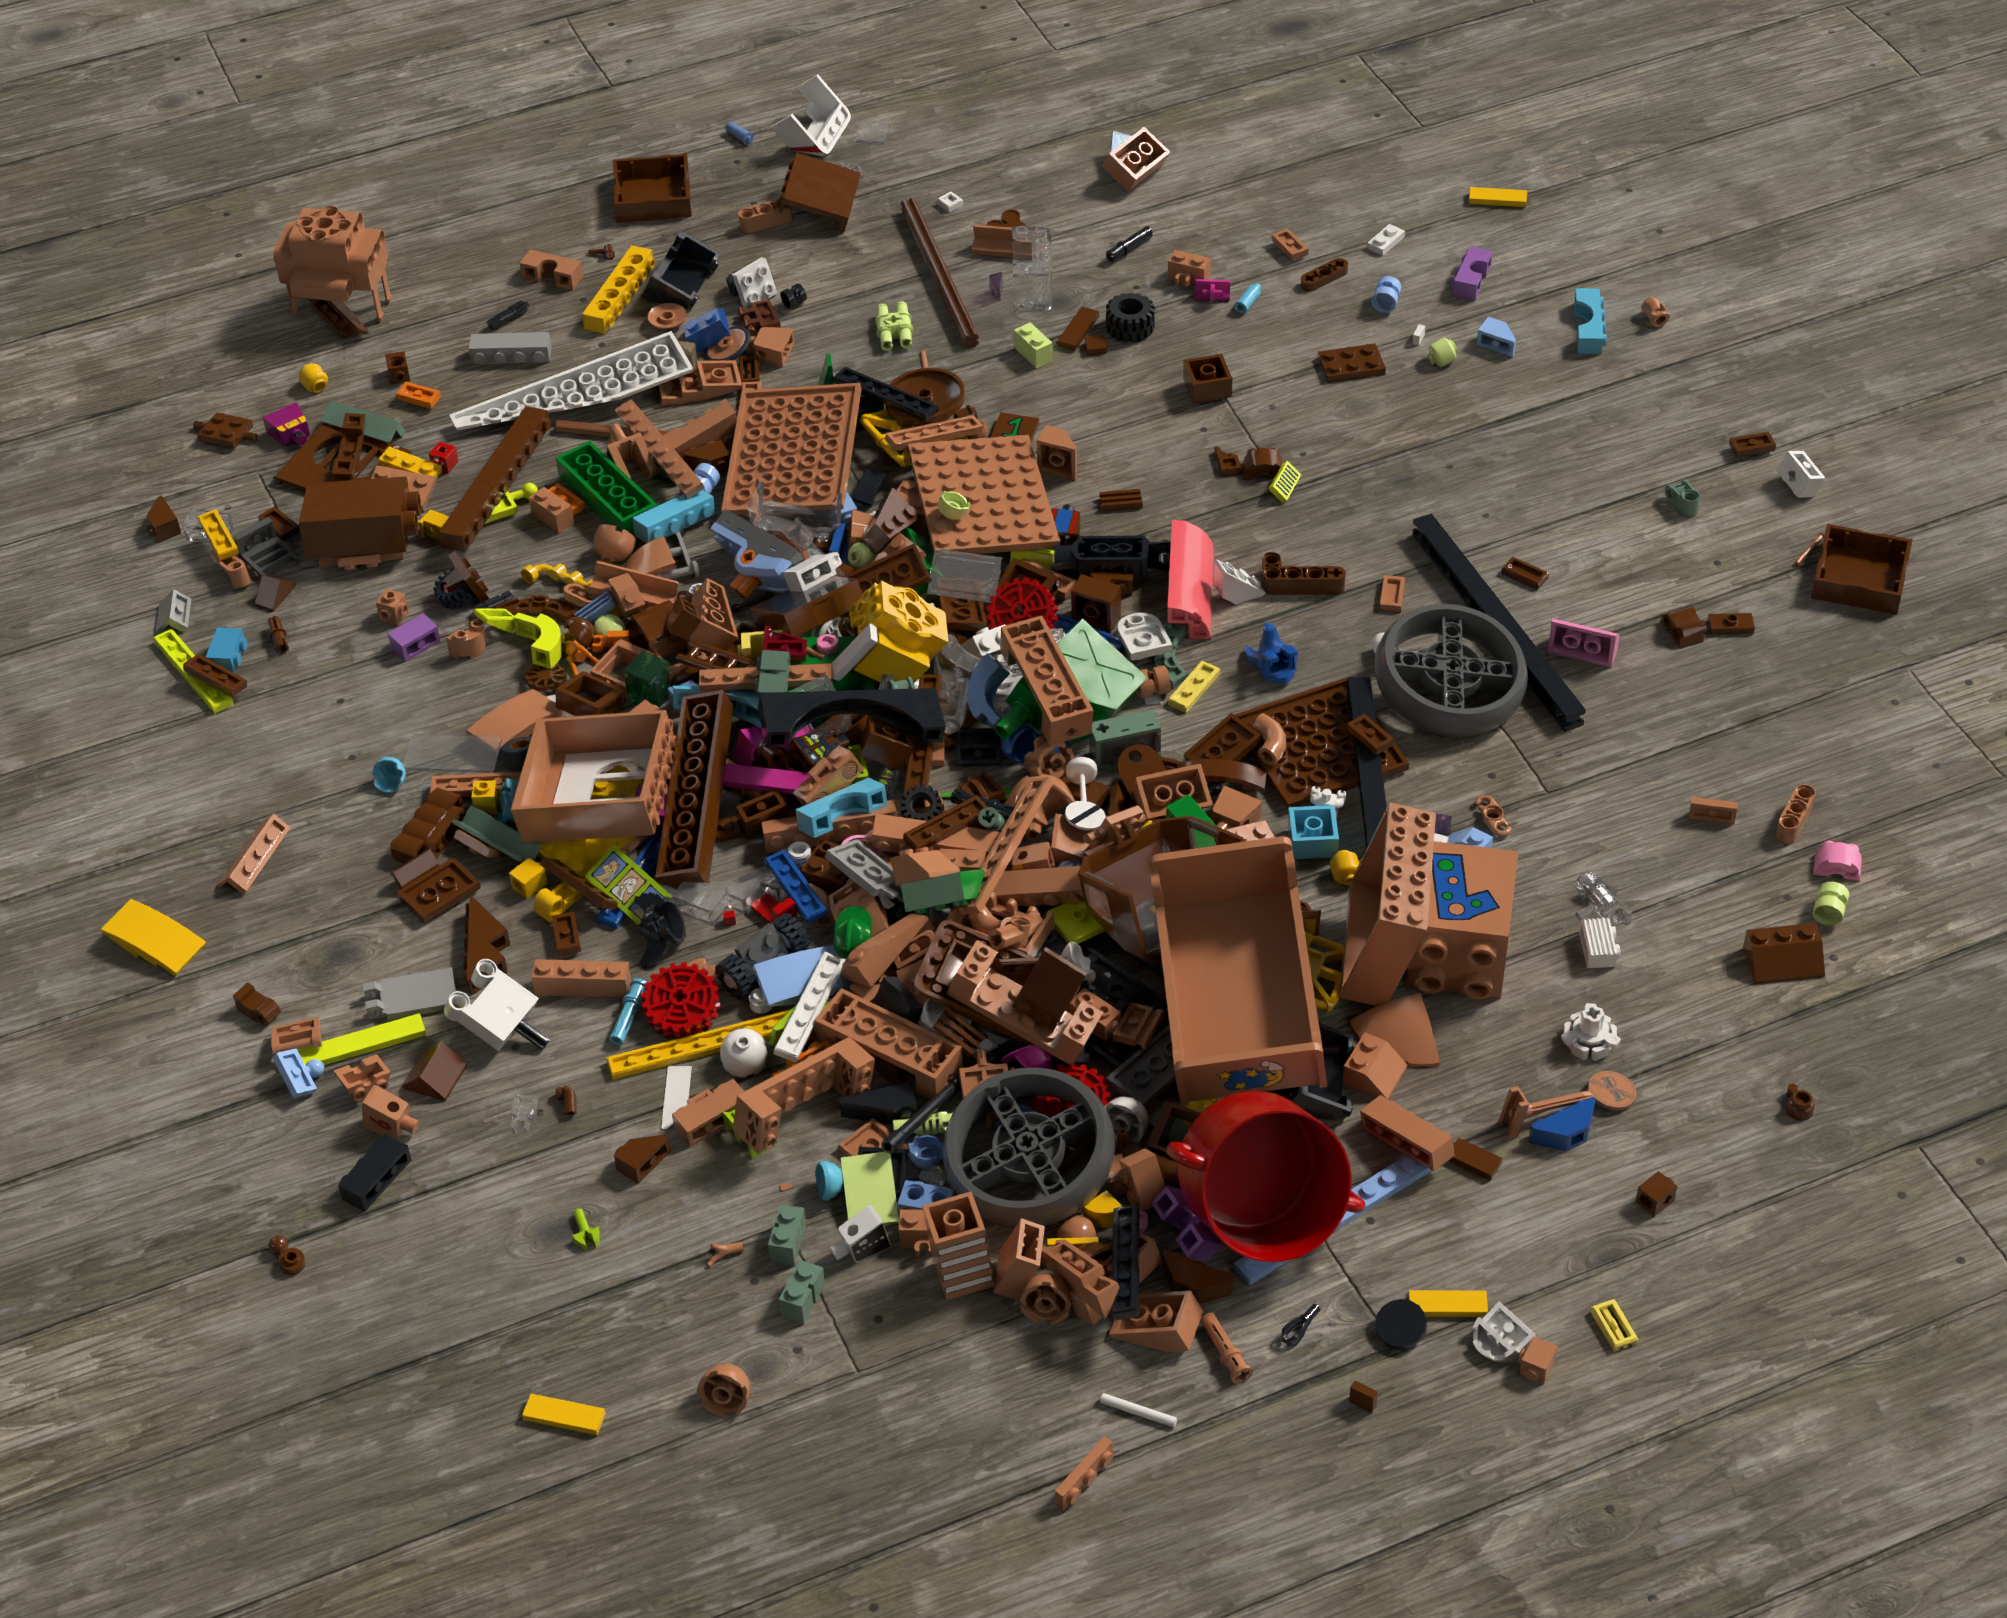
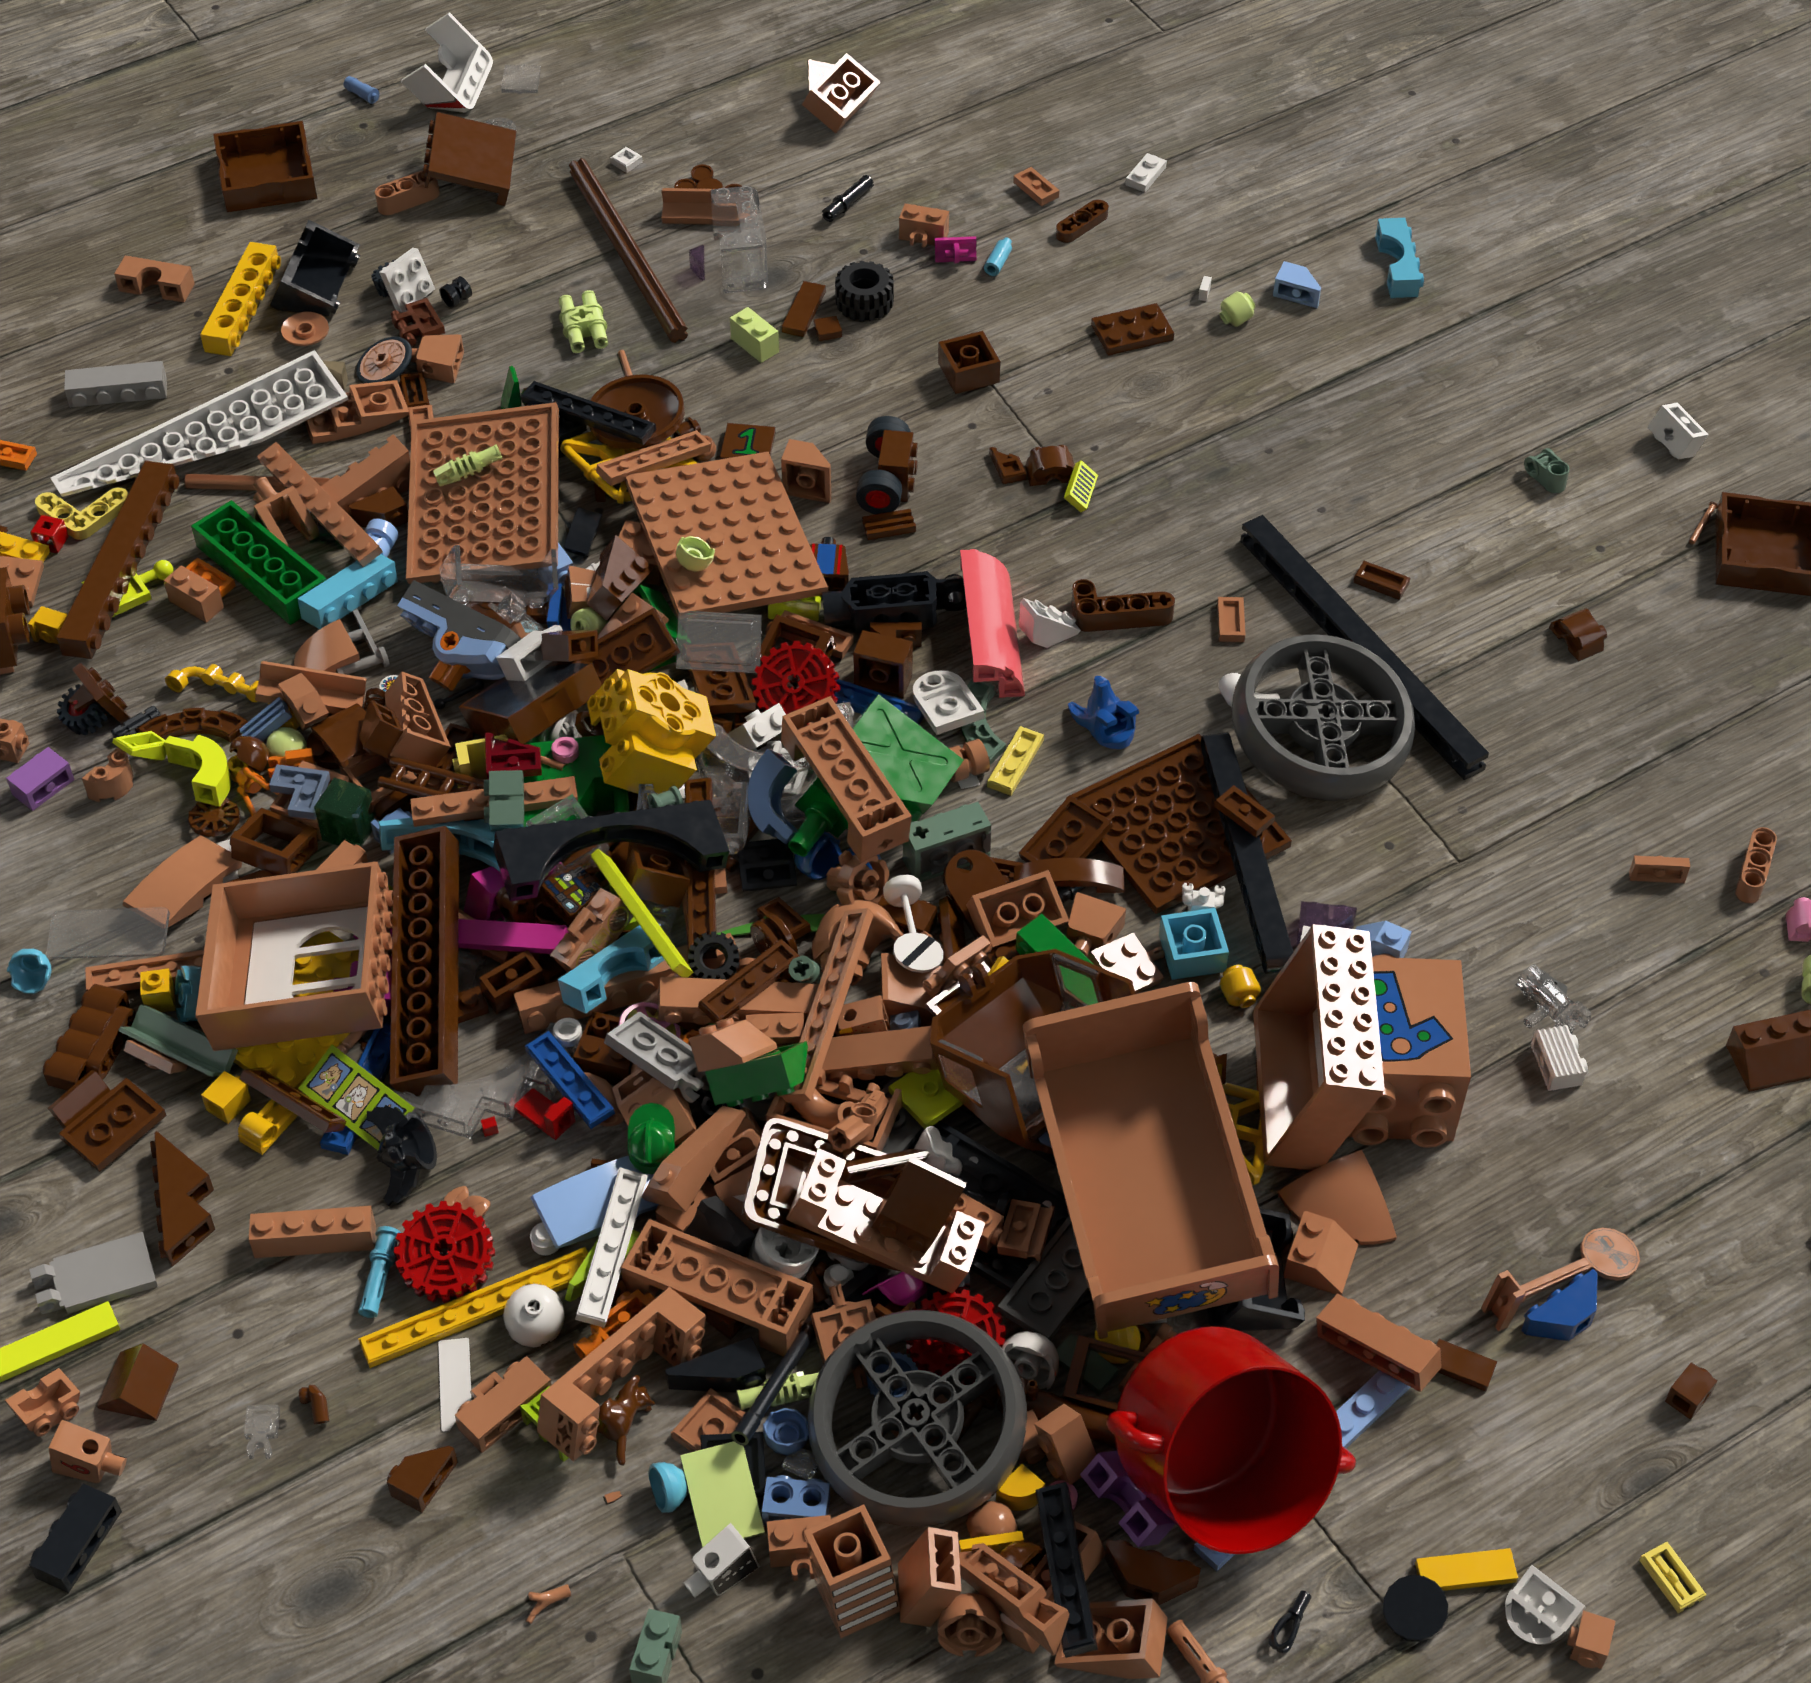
camera: 10 degrees left, 5 degrees up
(473, 449) = (85, 520): none -> light yellow beam
(497, 1010) = (211, 1291): white piece -> none
(510, 313) = (108, 340): black piece -> none
(515, 753) = (191, 927): black wheel -> none
(566, 933) = (284, 1169): reddish brown plate -> none
(578, 594) = (242, 704): nougat plate -> none
(579, 1239) = (361, 1589): lime bar -> none
(607, 251) = (220, 249): reddish brown hand -> none
(612, 544) = (277, 634): nougat cylinder -> none
(617, 655) = (304, 785): none -> sand blue plate
(707, 329) = (357, 343): blue slope -> none
(771, 429) = (454, 470): none -> yellowish green hinge
(772, 941) = (550, 1161): plate -> none
(787, 1235) = (625, 1570): sand green piece -> none
(796, 1128) = (618, 1414): none -> reddish brown animal
(842, 566) = (569, 645): none -> reddish brown slope
(854, 652) = (603, 762): white tile -> none
(868, 767) = (641, 914): none -> neon yellow tile
(958, 797) = (763, 942): black pin -> none
(969, 1051) = (821, 1288): reddish brown tile -> none
(1132, 454) = (894, 445): none -> brick
(1273, 737) = (1127, 826): nougat cylinder -> none
(1386, 294) = (1160, 241): light blue wheel -> none
(1469, 275) = (1253, 207): medium lavender arch -> none
(1492, 823) = (1401, 909): nougat piece -> none
(1498, 197) = (1265, 111): yellow tile -> none
(1583, 643) = (1468, 665): bright pink slope -> none
(1589, 1030) = (1571, 1178): white piece -> none
(1655, 312) = (1471, 240): nougat animal -> none
(1731, 623) = (1632, 625): reddish brown plate -> none
(1752, 444) = (1613, 397): reddish brown plate -> none

